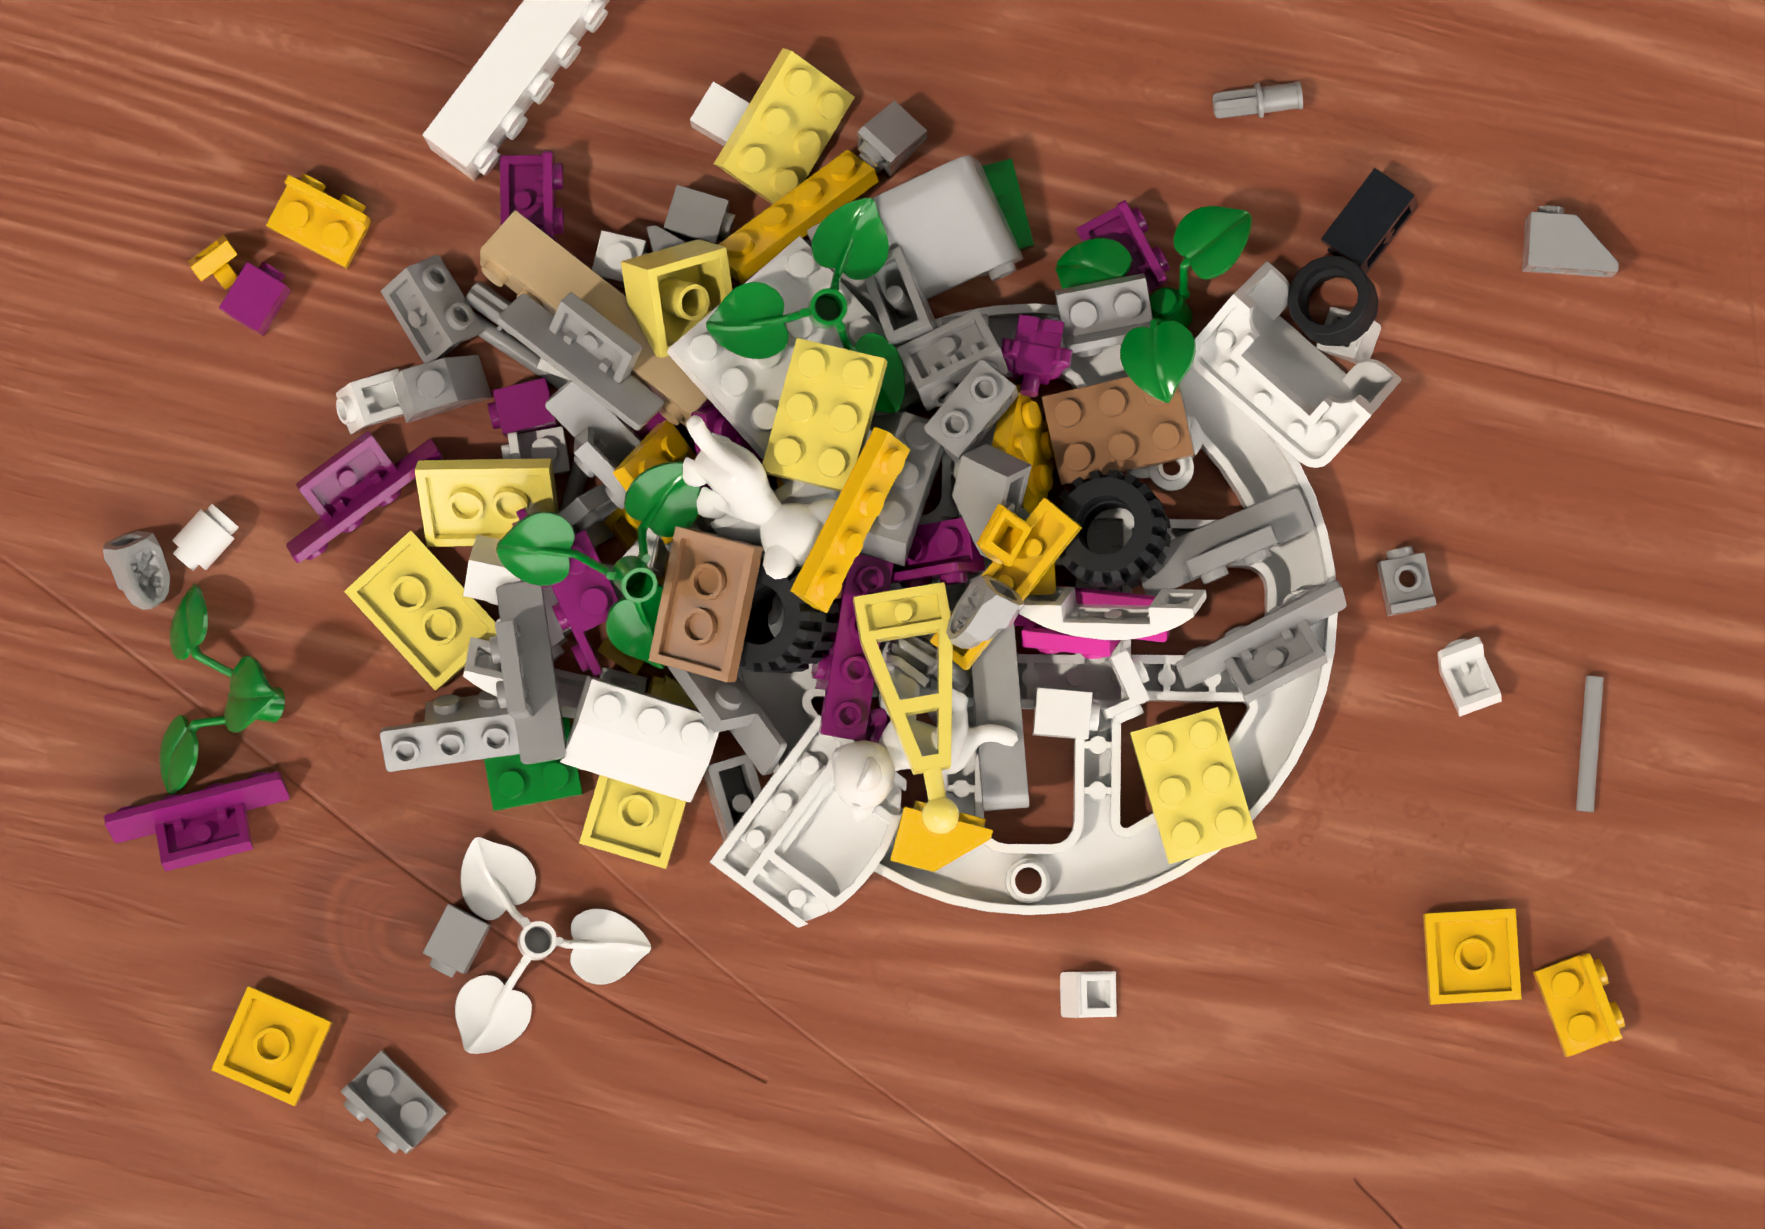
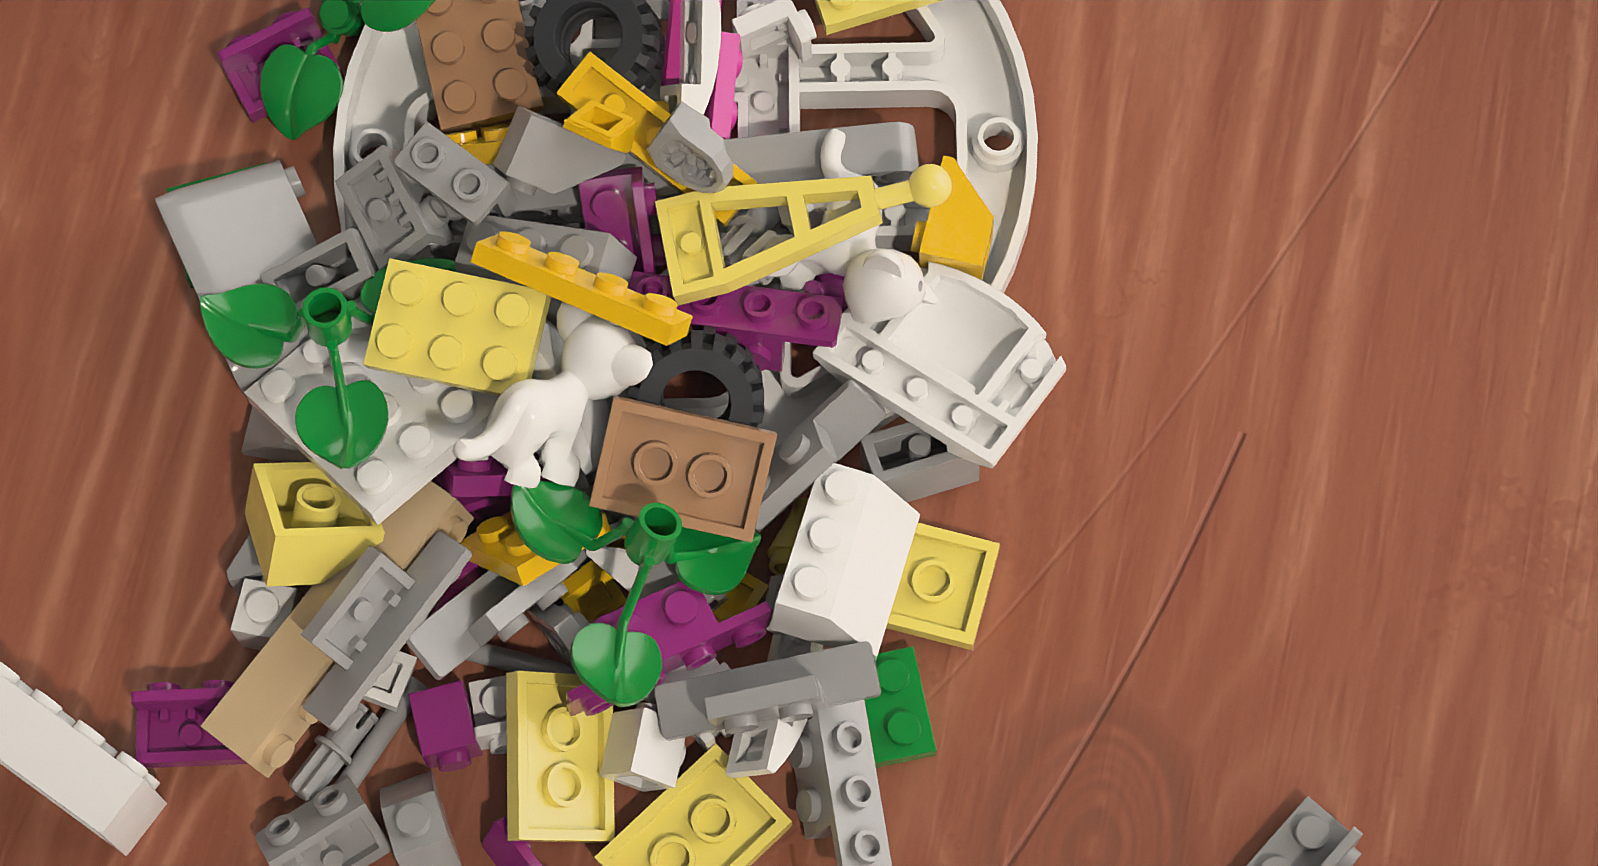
camera: 85 degrees left, 15 degrees down
(456, 941) = (1097, 787): light grey brick -> none
(602, 945) = (1093, 625): white plant -> none
(698, 216) = (216, 528): light grey brick -> none
(718, 113) = (104, 501): white brick -> none
(784, 128) = (119, 431): light yellow plate -> none
(796, 213) = (216, 405): yellow plate -> none
(890, 139) = (138, 315): light grey slope -> none
(1036, 353) = (383, 122): magenta piece -> none
(1065, 714) = (805, 92): white brick -> none
(1088, 994) = (1123, 88): white slope -> none
(1102, 313) = (347, 66): light grey bracket -> none

